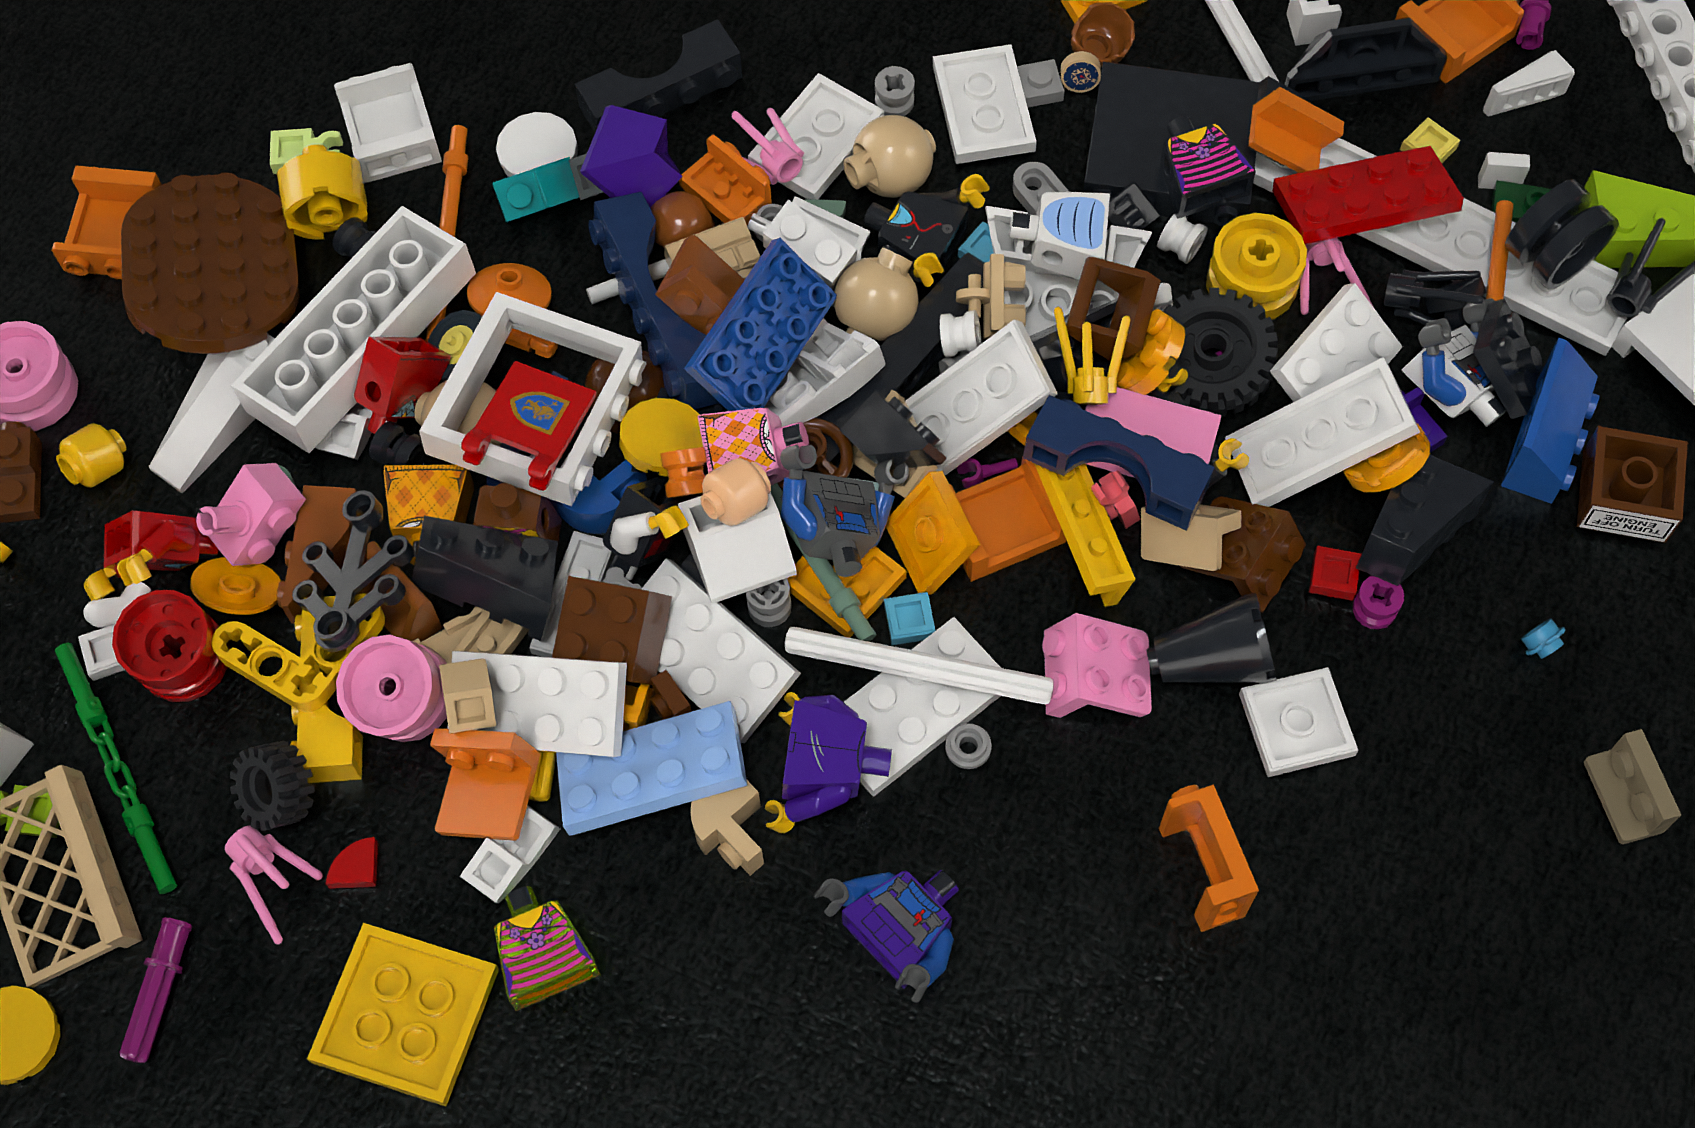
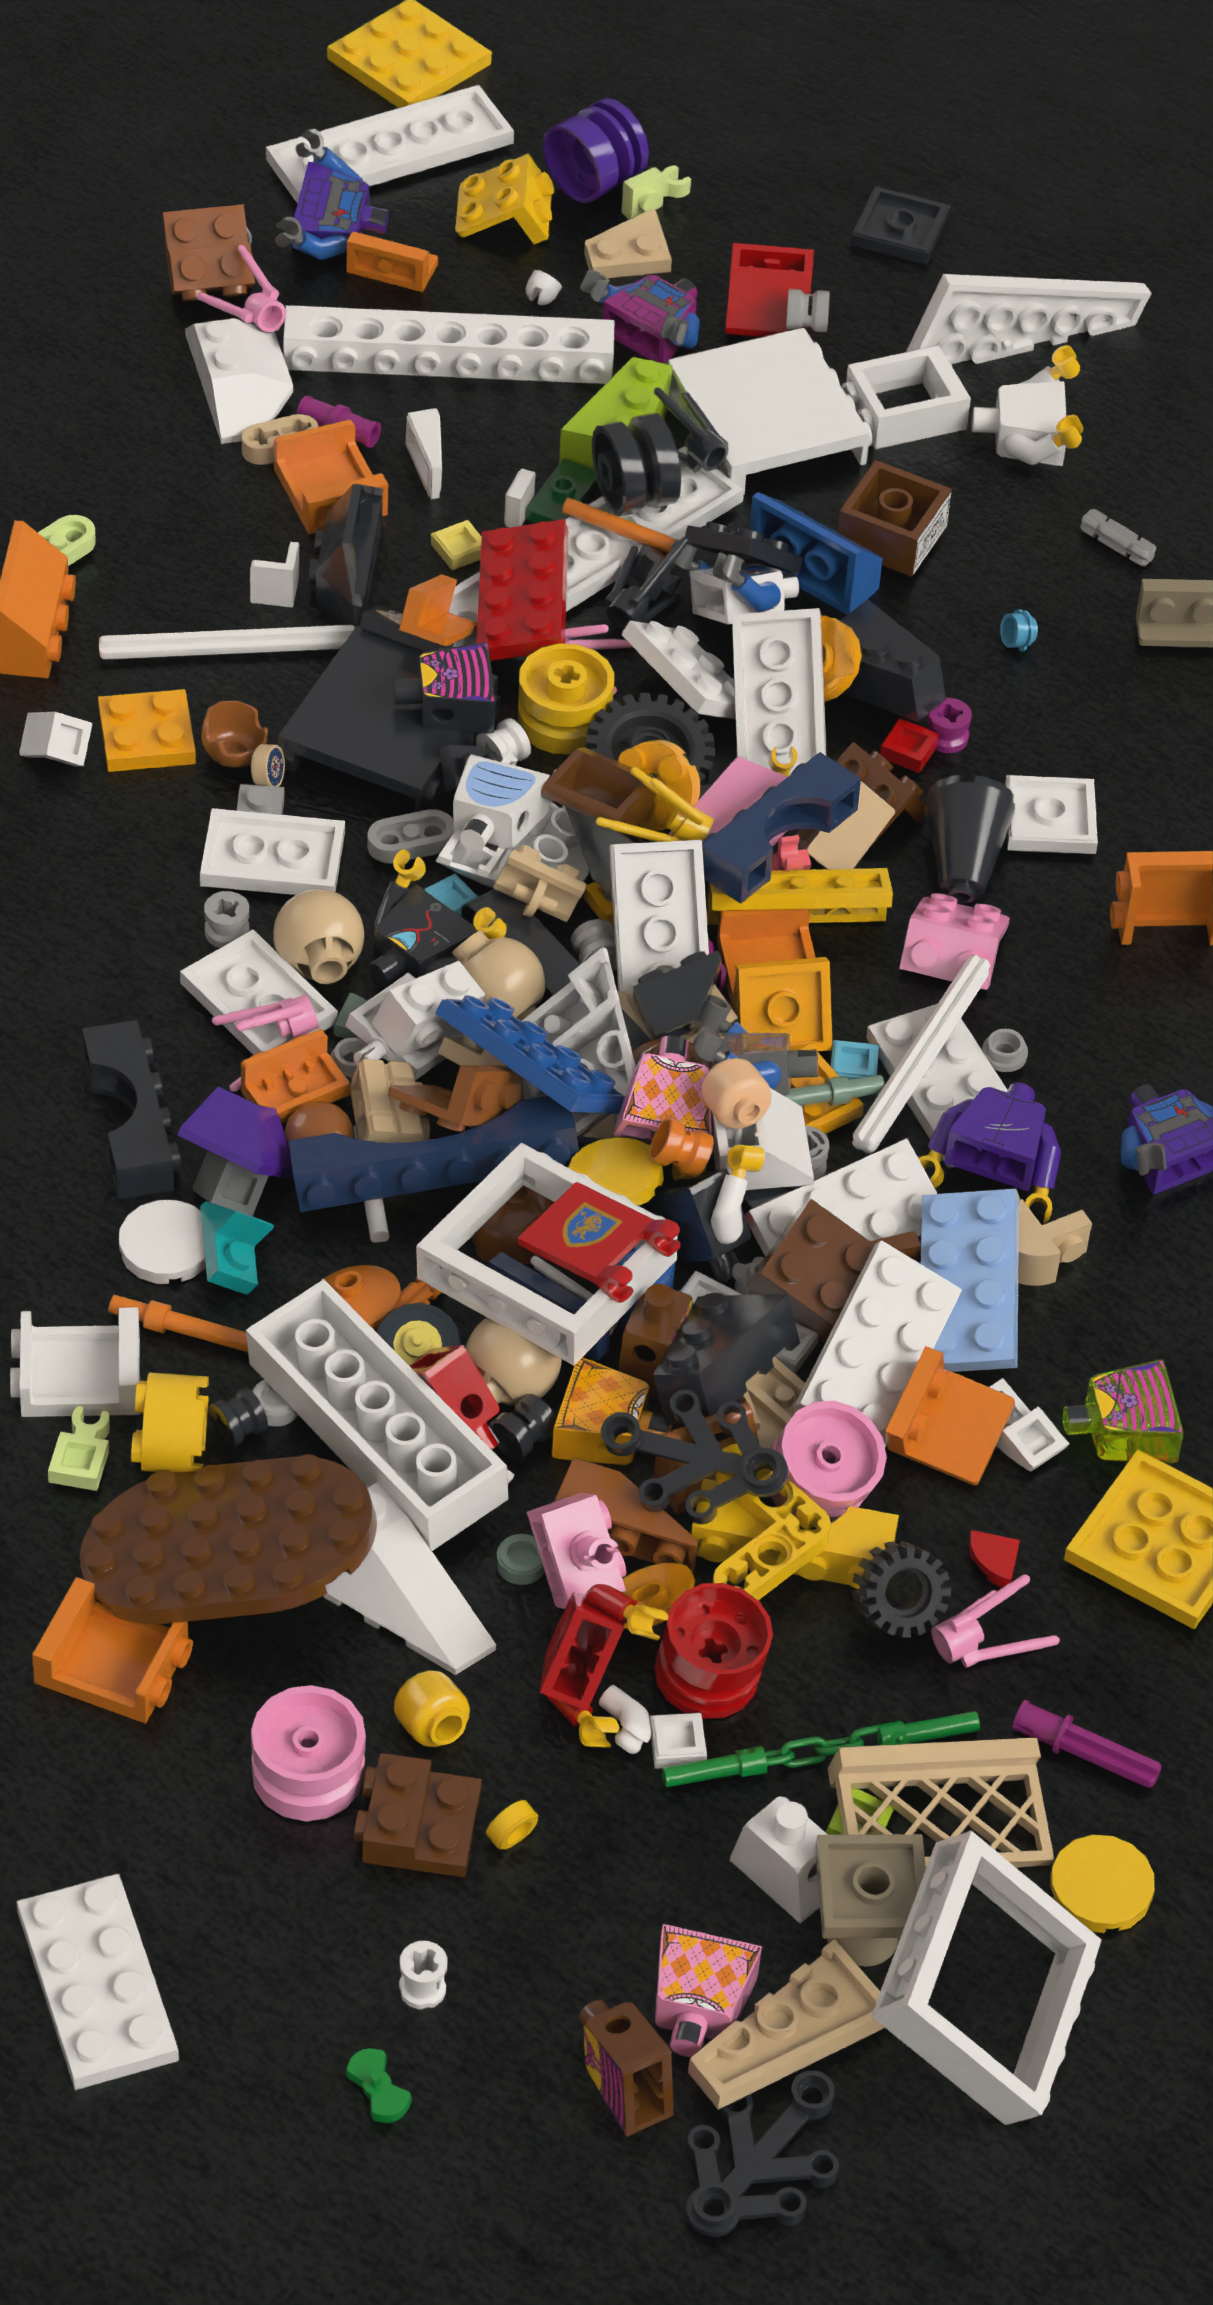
camera: 80 degrees left, 15 degrees down
(467, 695) = (867, 1382): tan panel -> none
(959, 333) = (575, 919): white wheel -> none

